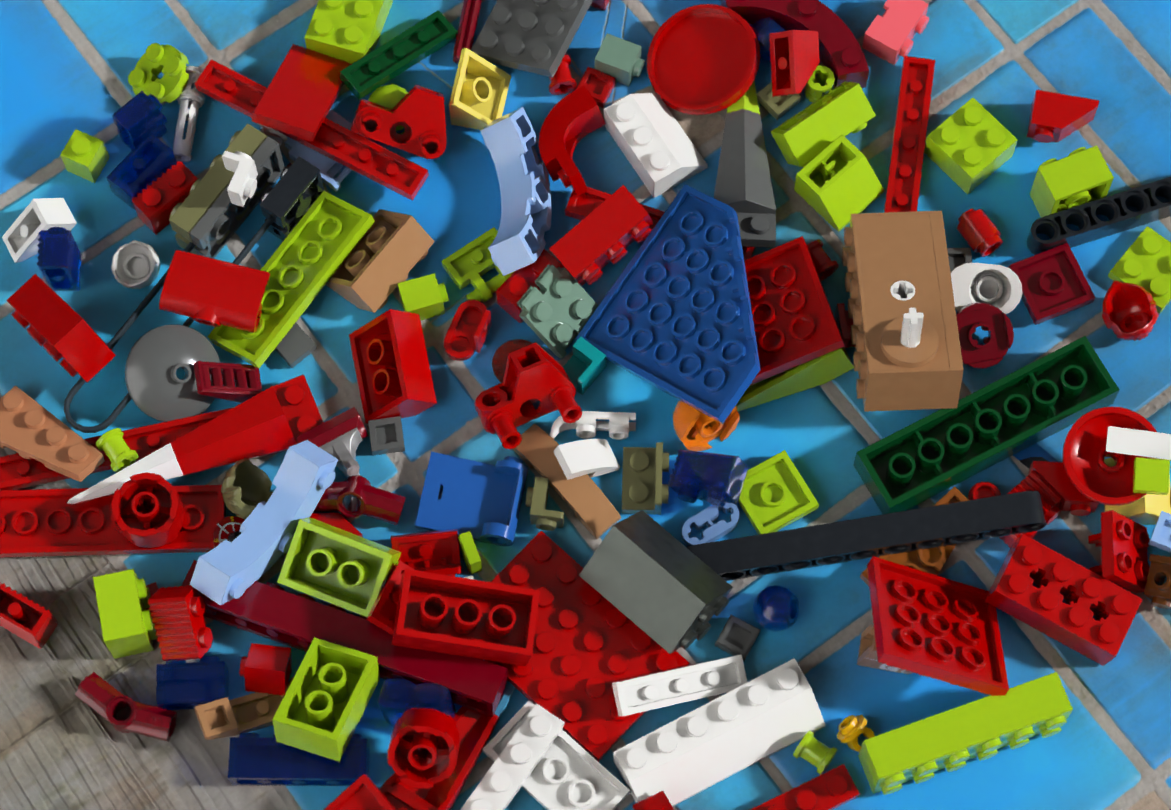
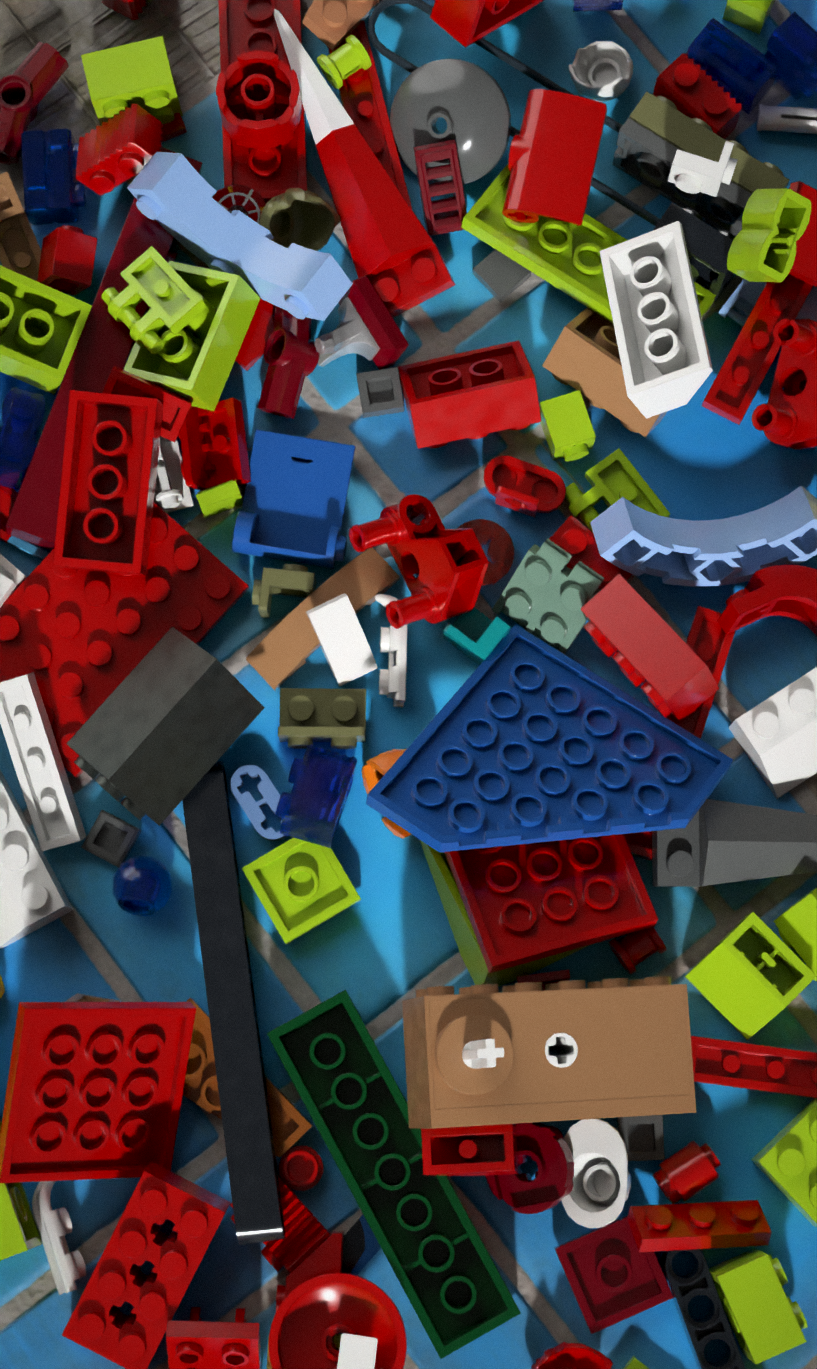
camera: 90 degrees right, 10 degrees up
(296, 132) = (769, 235): none -> lime brick
(307, 579) = (163, 290): none -> lime plate
(354, 211) = (656, 319): none -> white slope
(976, 362) = (470, 1150): none -> red slope
(1017, 222) = (698, 1226): none -> red plate
(1061, 662) = (53, 1227): none -> white piece

